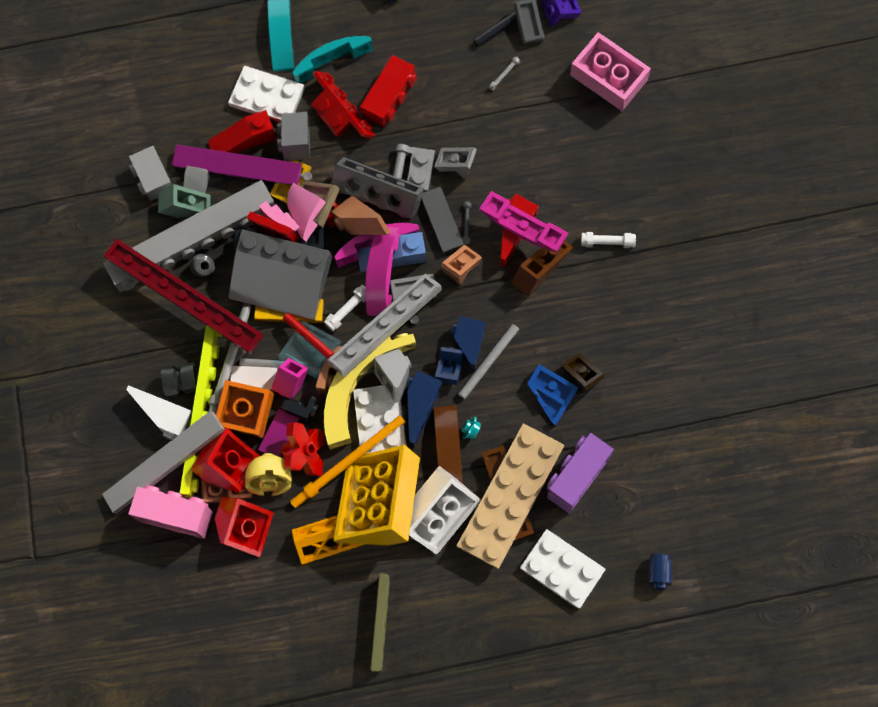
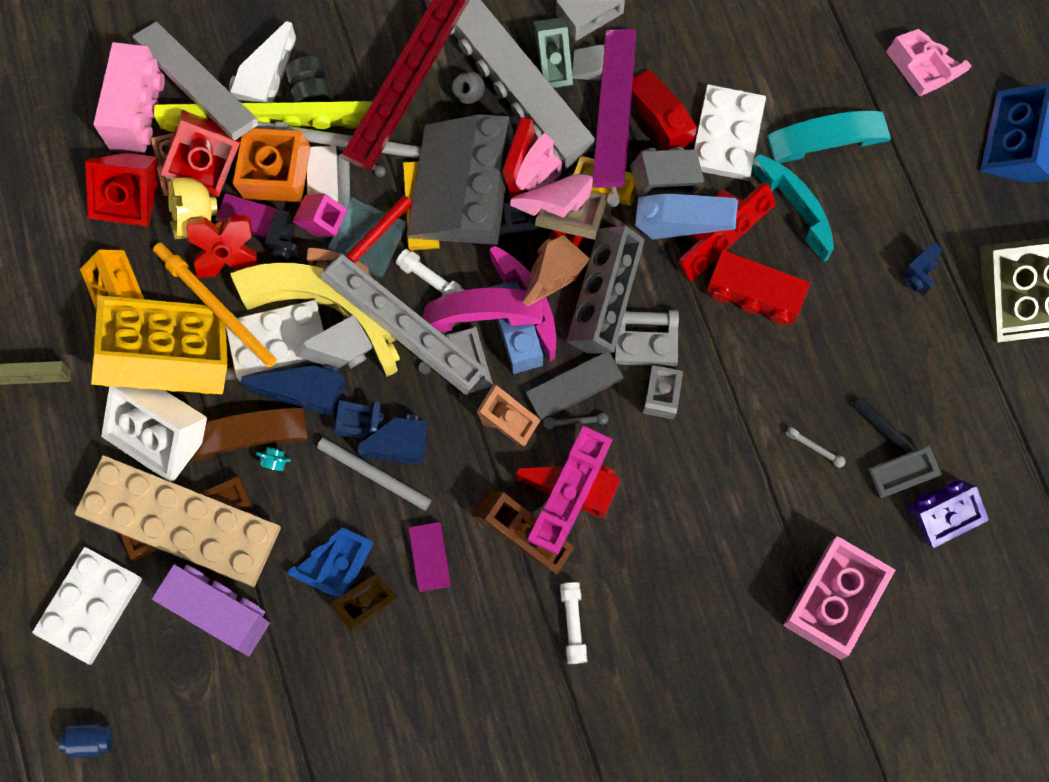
camera: 80 degrees right, 0 degrees up
(331, 125) = (684, 214): none -> medium blue slope
(552, 329) = (429, 557): none -> magenta tile

